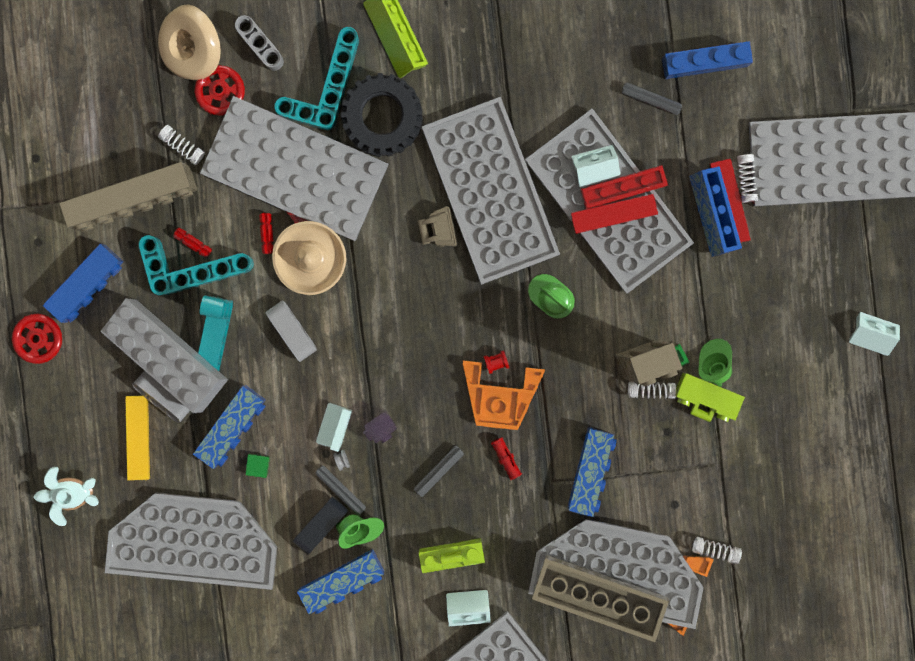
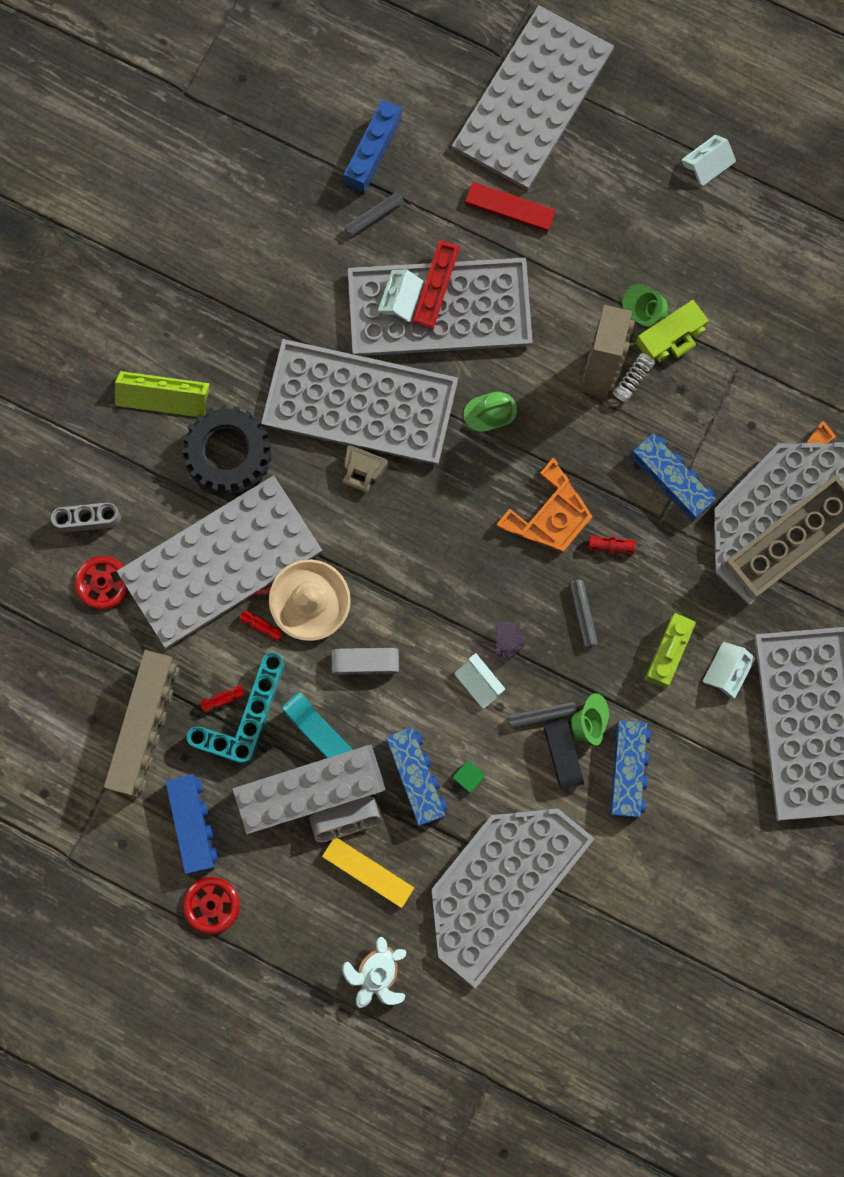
camera: 60 degrees left, 10 degrees down
(167, 133) = (146, 640): white piece -> none
(189, 43) = (42, 577): tan hat -> none
(329, 88) = (171, 481): teal beam -> none
(341, 460) = (515, 694): light grey bush -> none
(496, 362) = (517, 496): red bush -> none
(614, 213) = (454, 307): red tile -> none
(715, 211) = (510, 221): blue brick -> none
(734, 556) = (831, 400): white piece -> none
(747, 159) = (481, 169): white piece -> none

